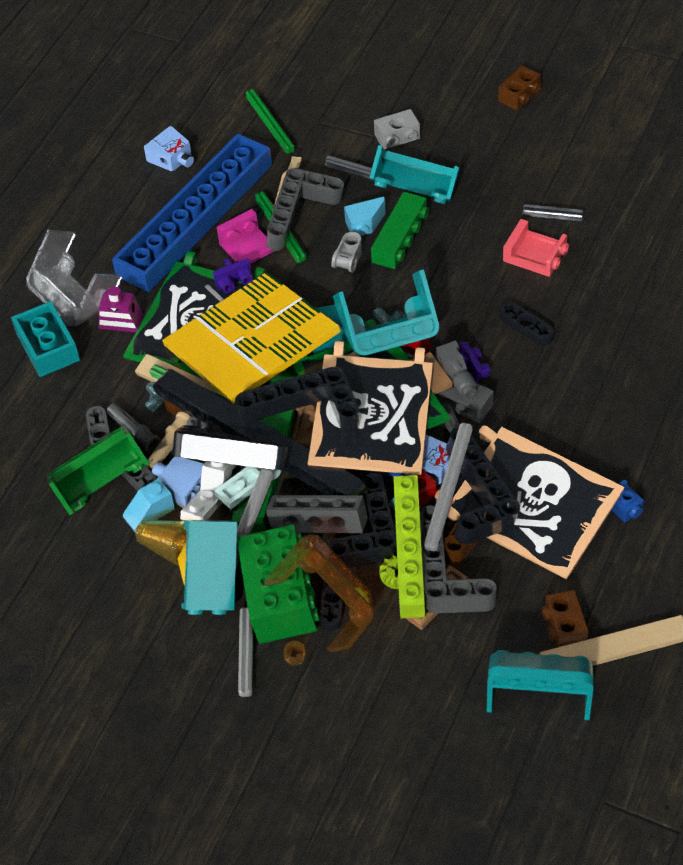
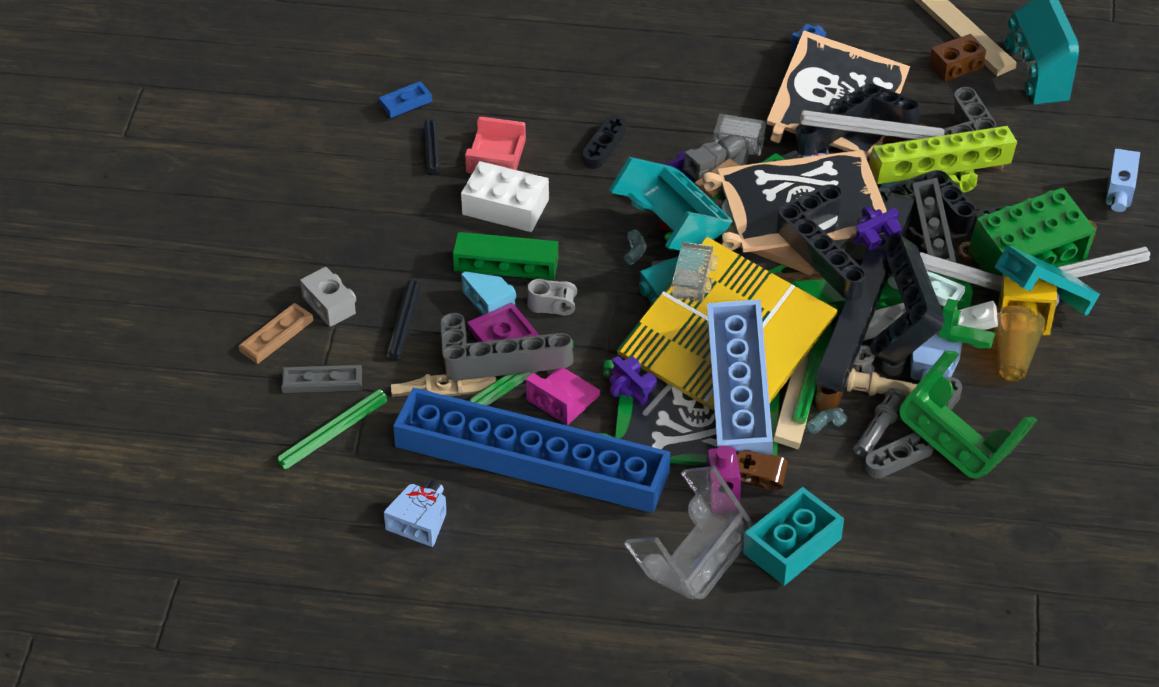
camera: 110 degrees left, 5 degrees down
(117, 339) = (763, 470): none -> reddish brown piece
(149, 504) = (979, 376): medium azure slope -> none
(183, 490) = (957, 333): none -> green bracket
(190, 324) = (740, 376): none -> light blue brick
(302, 307) = (693, 271): none -> clear brick
(307, 438) = (874, 223): none -> dark purple hips
(316, 556) = (1034, 188): clear orange windscreen -> none
(321, 122) = (322, 379): none -> dark grey tile
(324, 220) = (501, 324): none -> magenta plate
(335, 696) = (1119, 188): none -> light blue torso
(373, 101) = (275, 333): none -> medium nougat tile
(414, 175) = (408, 248): teal windscreen -> none
(470, 242) = (505, 196): none -> white brick
(503, 411) = (747, 128): none -> clear brick
(519, 88) = (228, 201): reddish brown brick -> none
(615, 202) = (405, 99): none -> blue plate

